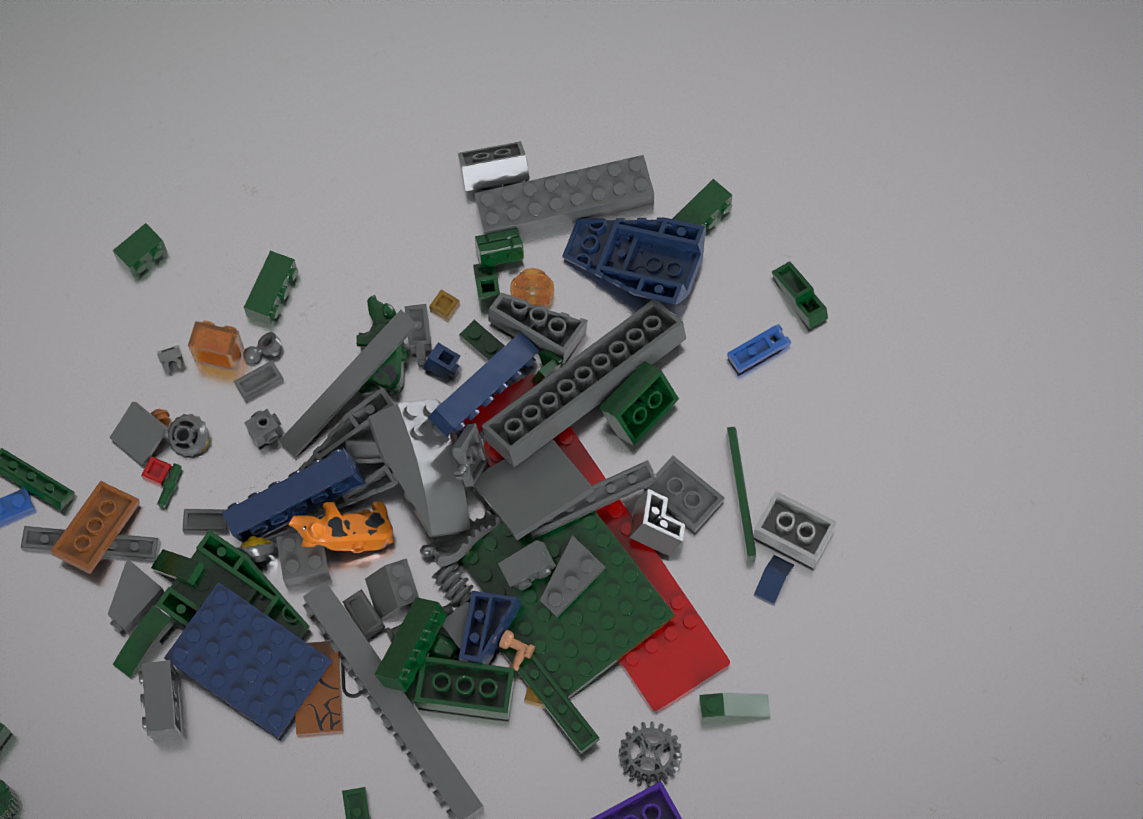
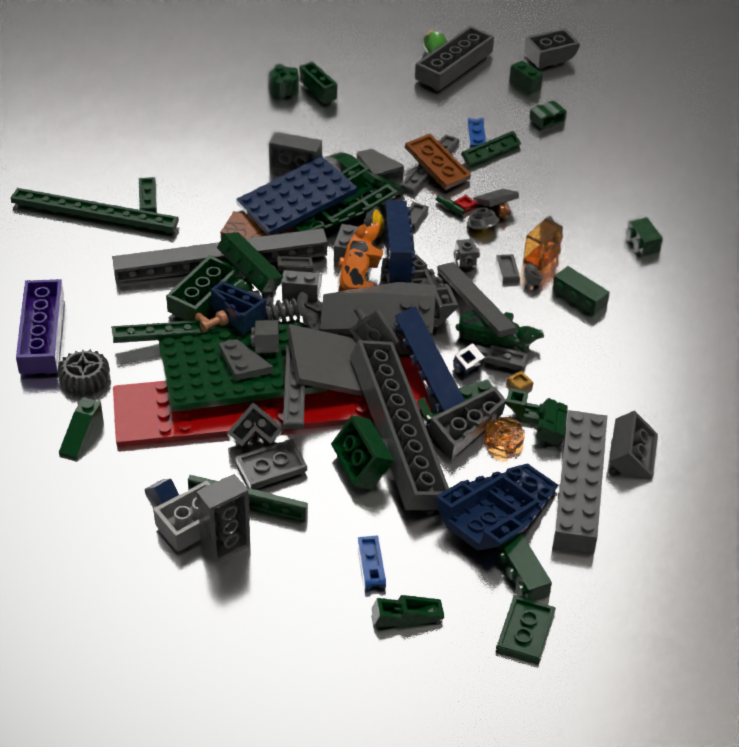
camera: 110 degrees right, 25 degrees down
(763, 192) = (525, 629): none -> dark green tile
(804, 476) = (224, 517): none -> dark grey brick

